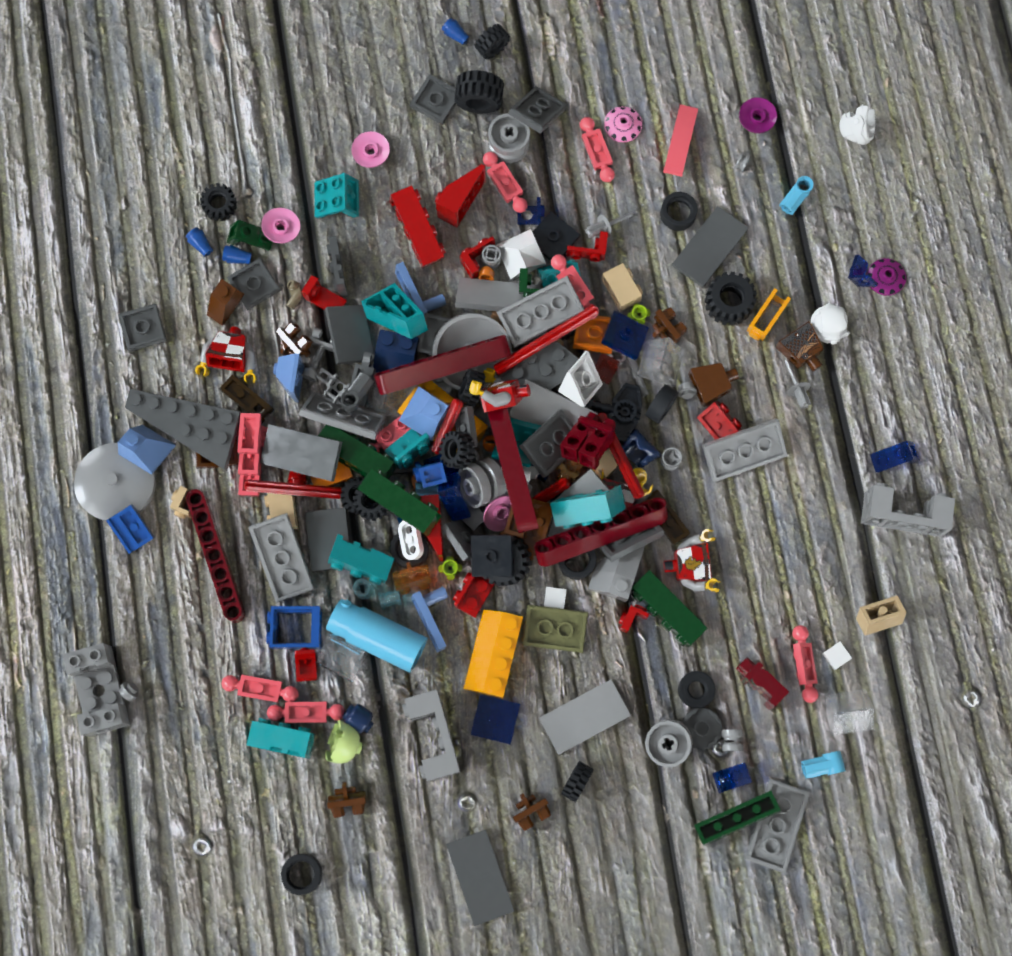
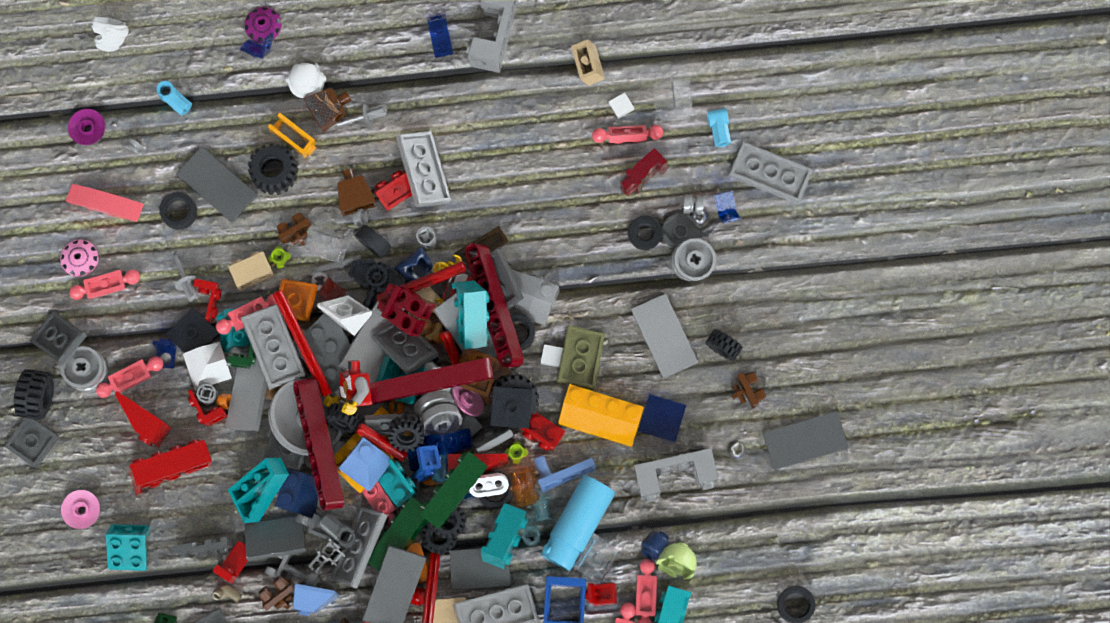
camera: 80 degrees left, 0 degrees up
(280, 218) = (147, 597): bright pink dish -> none
(346, 797) = (728, 561): reddish brown hips -> none
(411, 291) = (231, 477): medium blue piece -> none
(625, 335) = (300, 271): clear blue plate -> none
(627, 619) = (576, 289): red bracket -> none
(668, 609) = (569, 251): dark green brick -> none
(693, 563) = (528, 226): torso -> none
(737, 818) = (763, 205): dark green brick -> none

